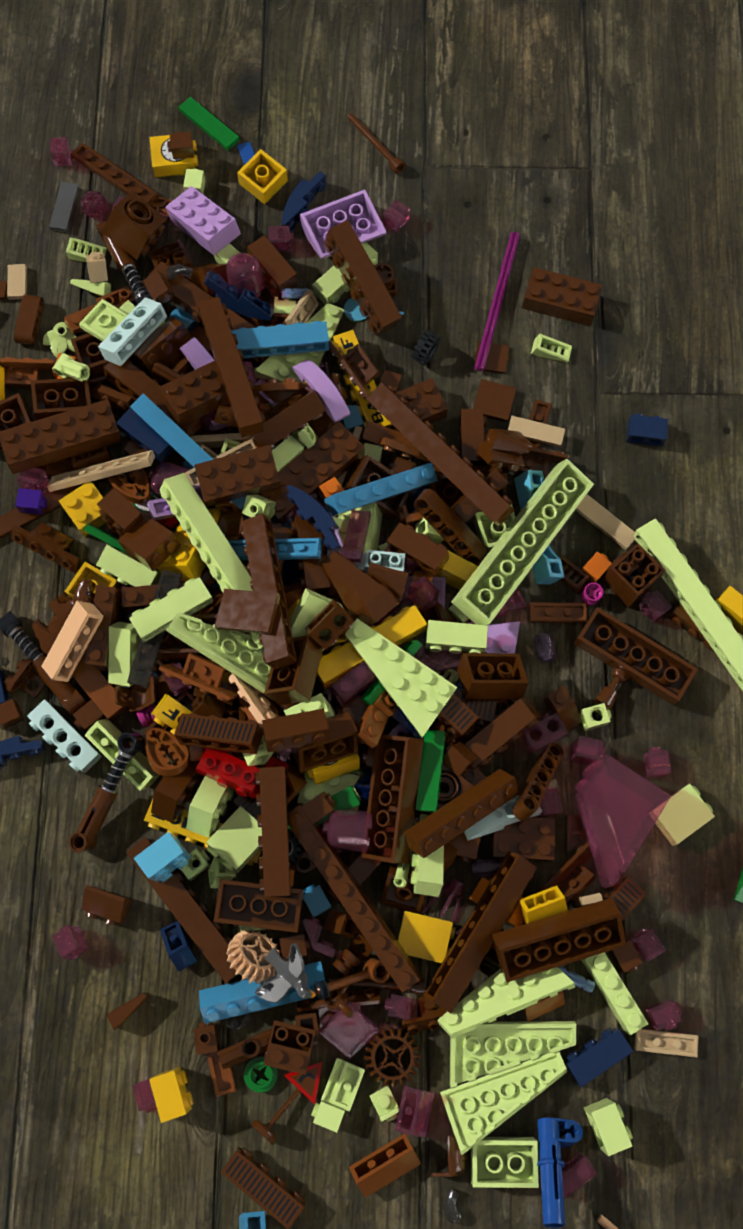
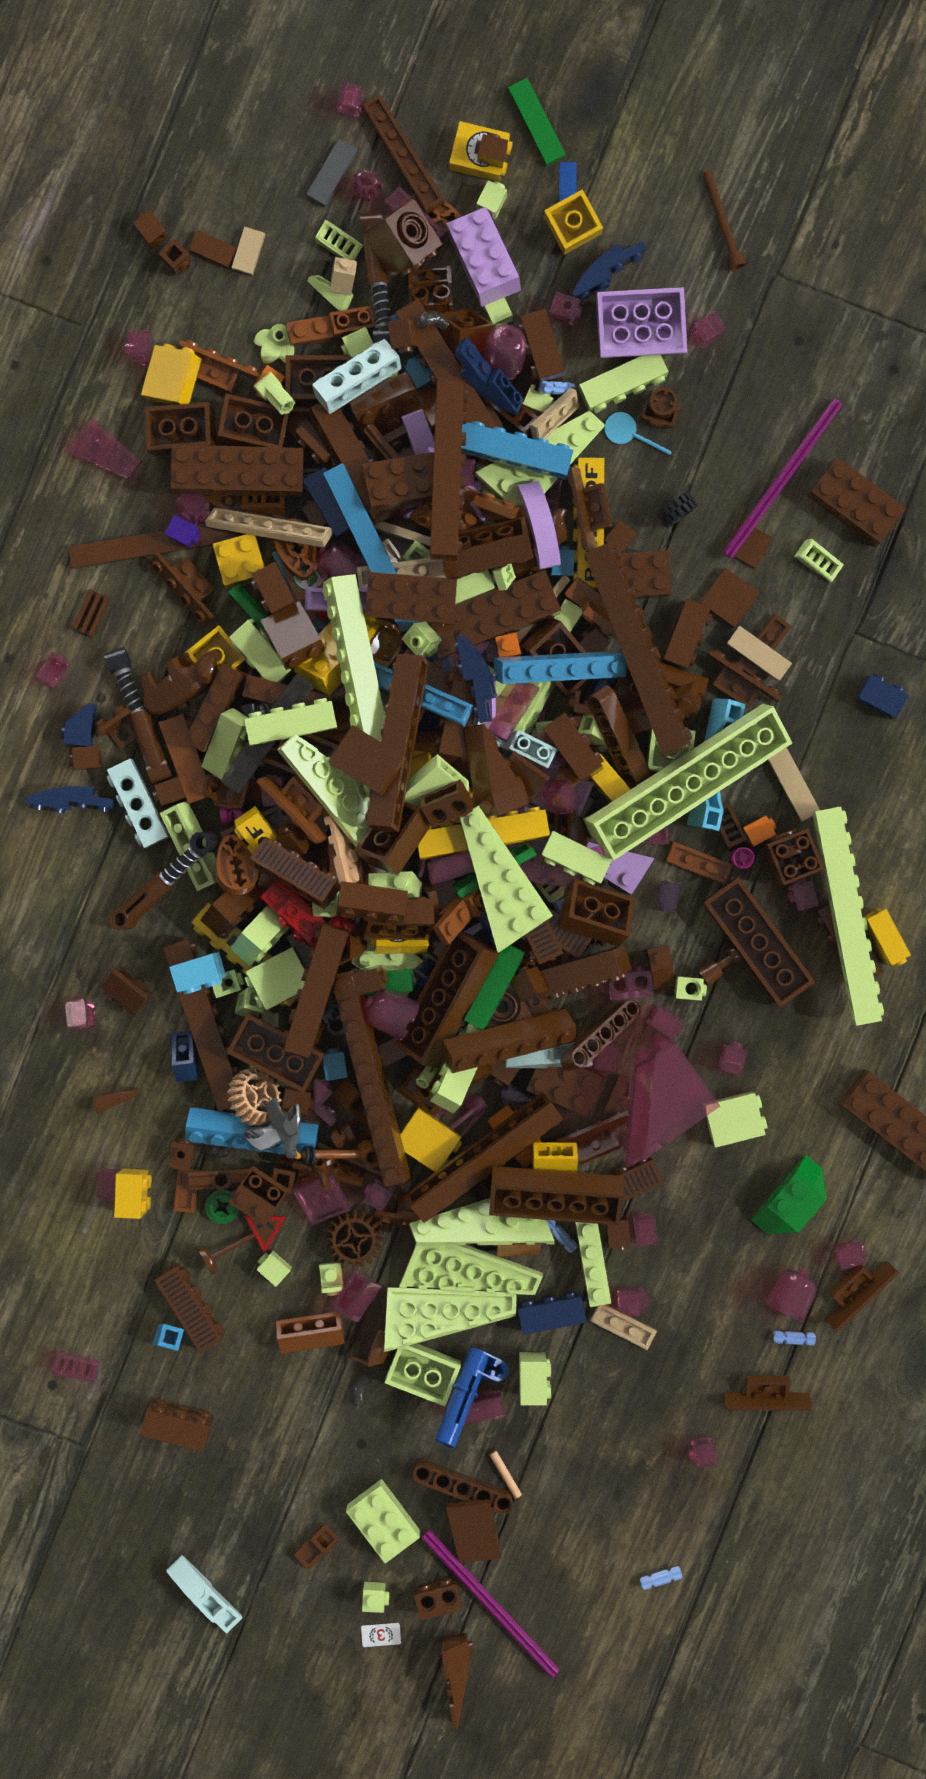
camera: 25 degrees right, 15 degrees up
(28, 320) = (247, 306): reddish brown beam -> none
(72, 641) = (178, 713): light nougat brick -> none
(102, 320) = (329, 347): yellowish green tile -> none
(343, 1084) = (298, 1245): yellowish green plate -> none
(361, 278) = (636, 404): reddish brown brick -> none
(505, 449) = (712, 668): reddish brown piece -> none
(588, 899) = (603, 1166): tan tile -> none

